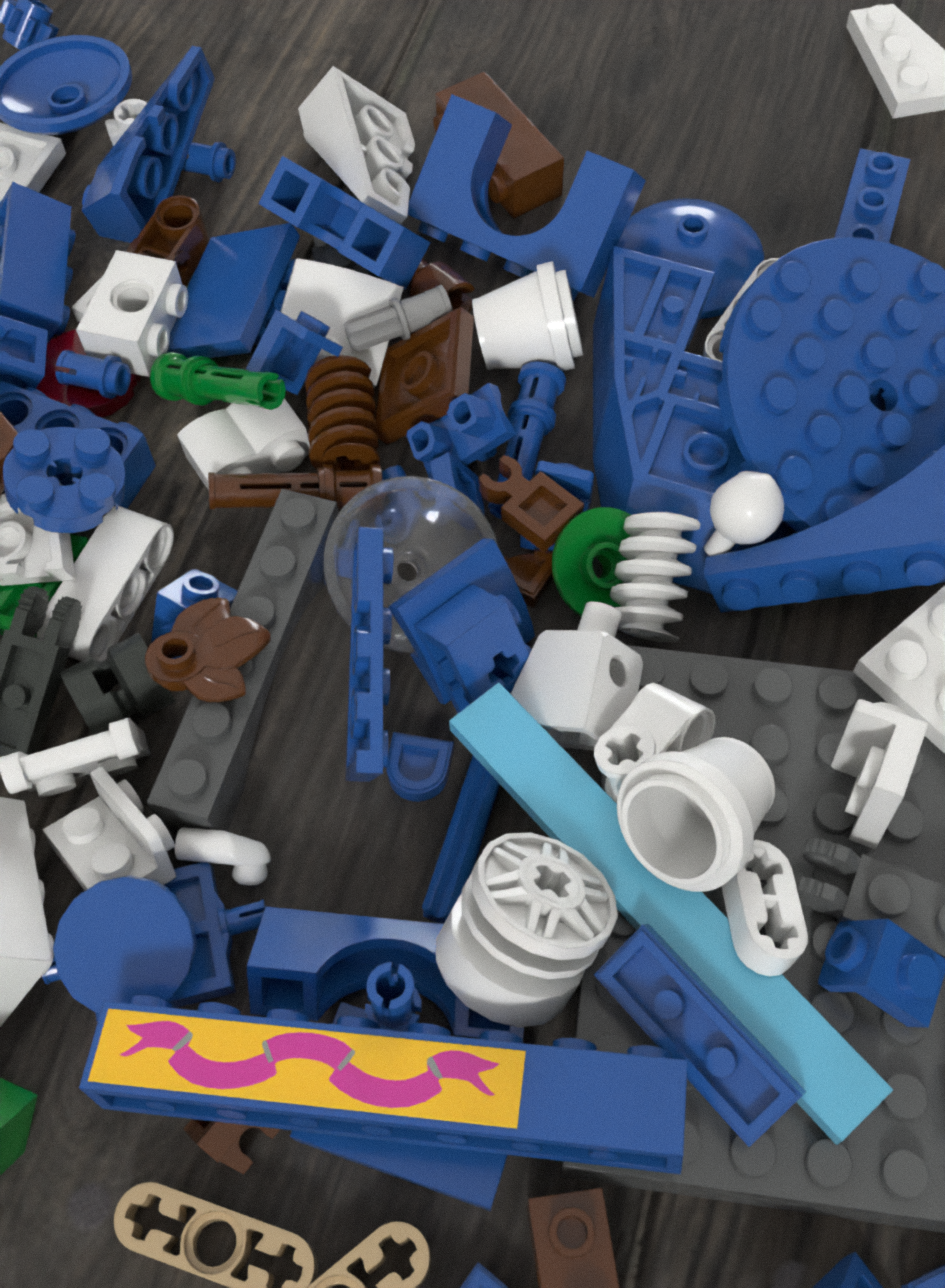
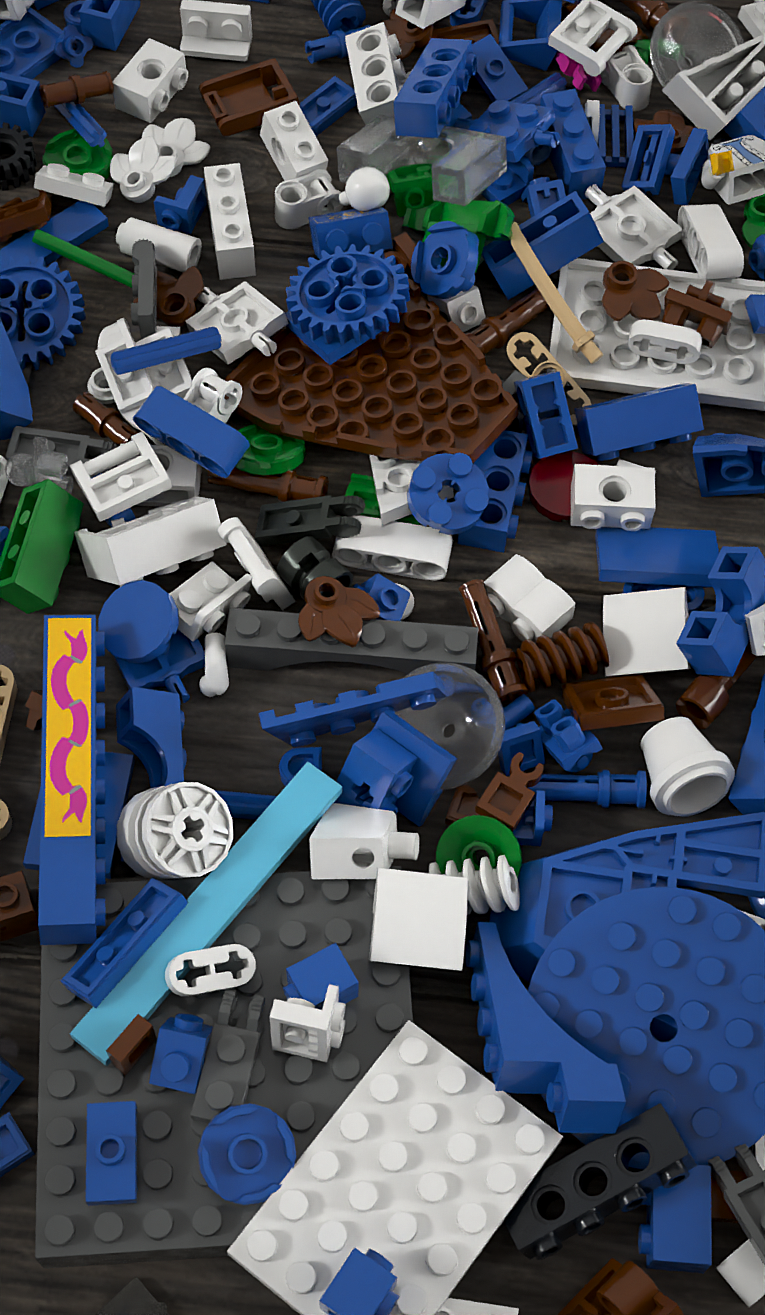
camera: 75 degrees right, 0 degrees up
(104, 375) = (555, 495): blue pin -> none
(174, 234) = (692, 504): reddish brown piece -> none
(202, 382) = (563, 557): green pin -> none
(291, 348) = (598, 603): blue bracket -> none
(392, 998) = (119, 771): blue pin -> none
(398, 319) = (653, 671): light grey axle -> none
(651, 725) = (312, 887): white piece -> none
(696, 812) = (261, 913): white piece -> none
(712, 625) = (419, 919): none -> white slope
(744, 511) = (526, 934): white piece -> none
(802, 755) = (312, 976): none -> blue brick
(875, 1039) = (131, 1044): none -> reddish brown tile

